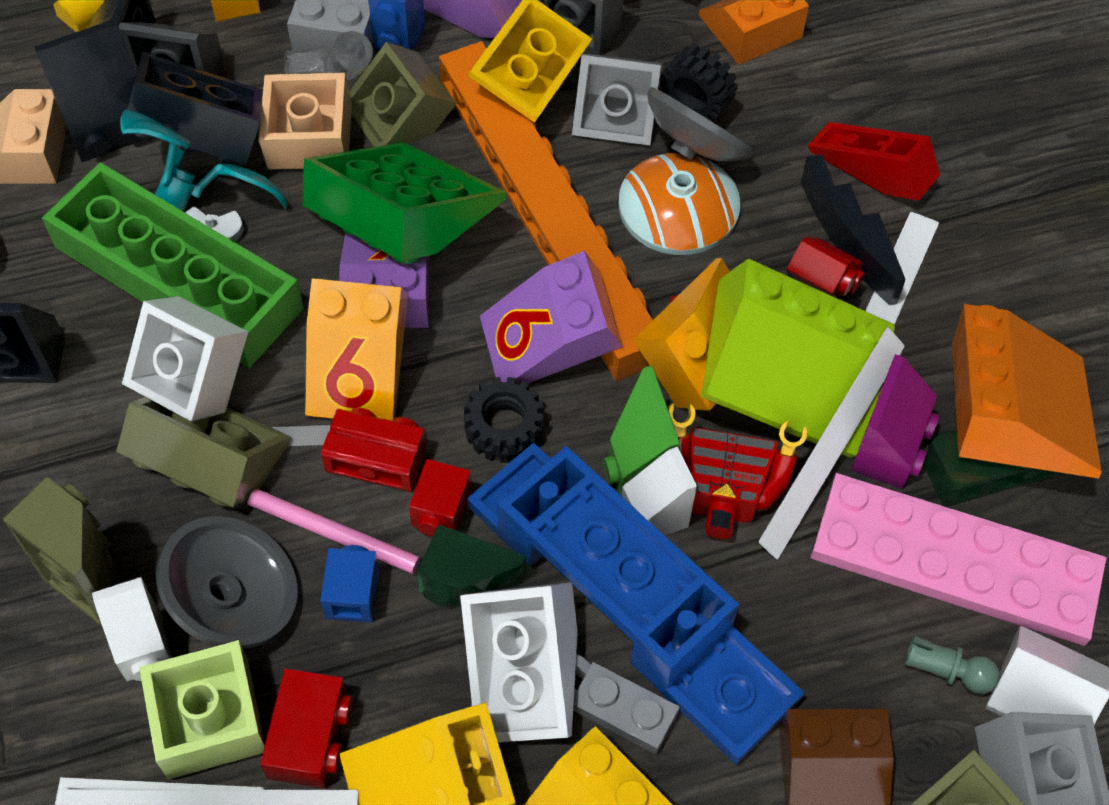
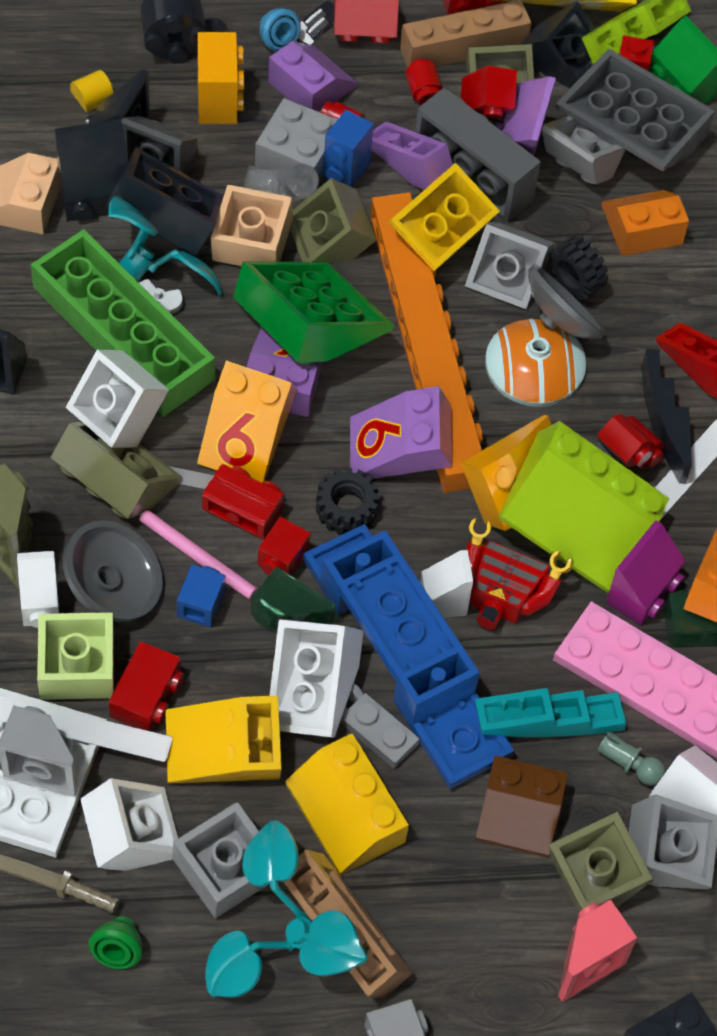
camera: 10 degrees right, 0 degrees up
(641, 432) = (446, 533): bright green slope -> none
(830, 445) = (588, 579): white sticker -> none
(833, 632) = (546, 715): none -> teal slope

